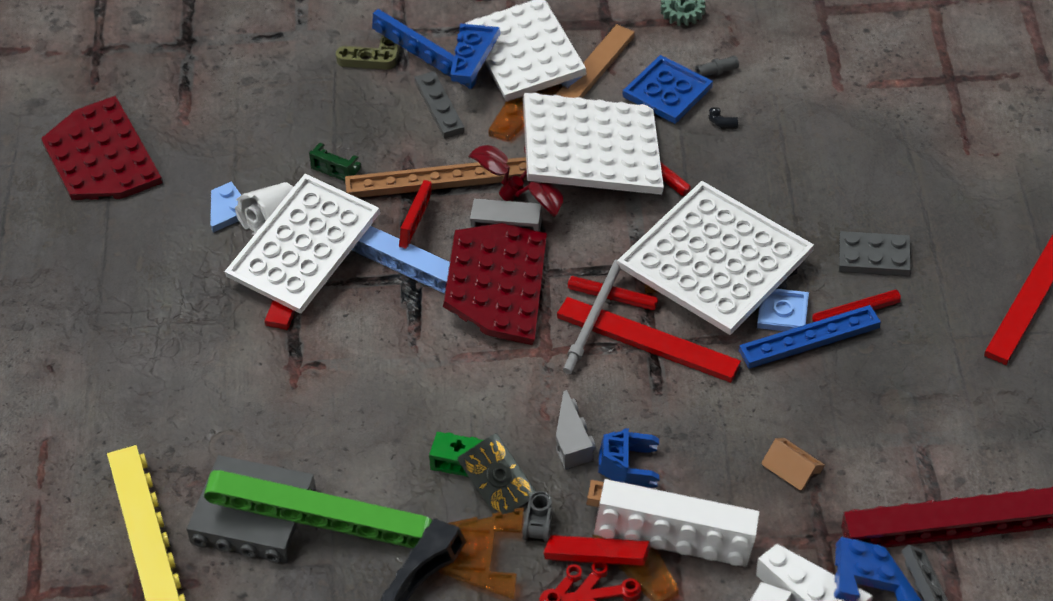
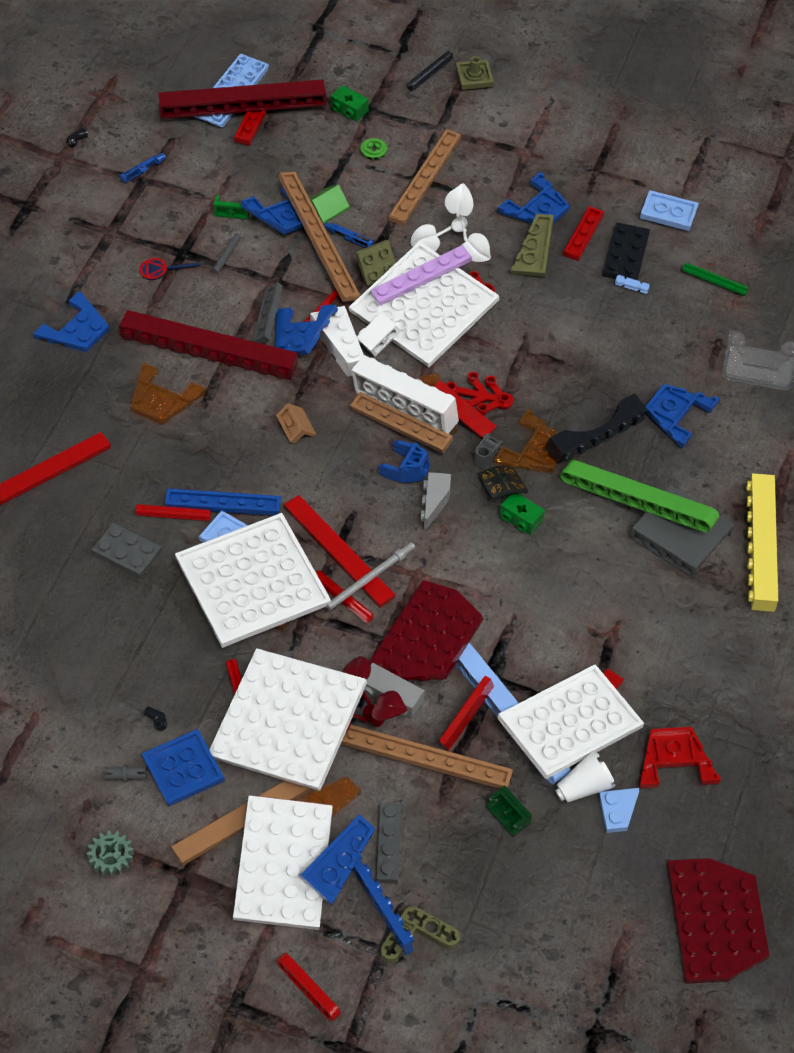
camera: 160 degrees left, 5 degrees up
(184, 274) = (675, 749): none -> red wing
(979, 421) = (160, 403): none -> clear orange wing

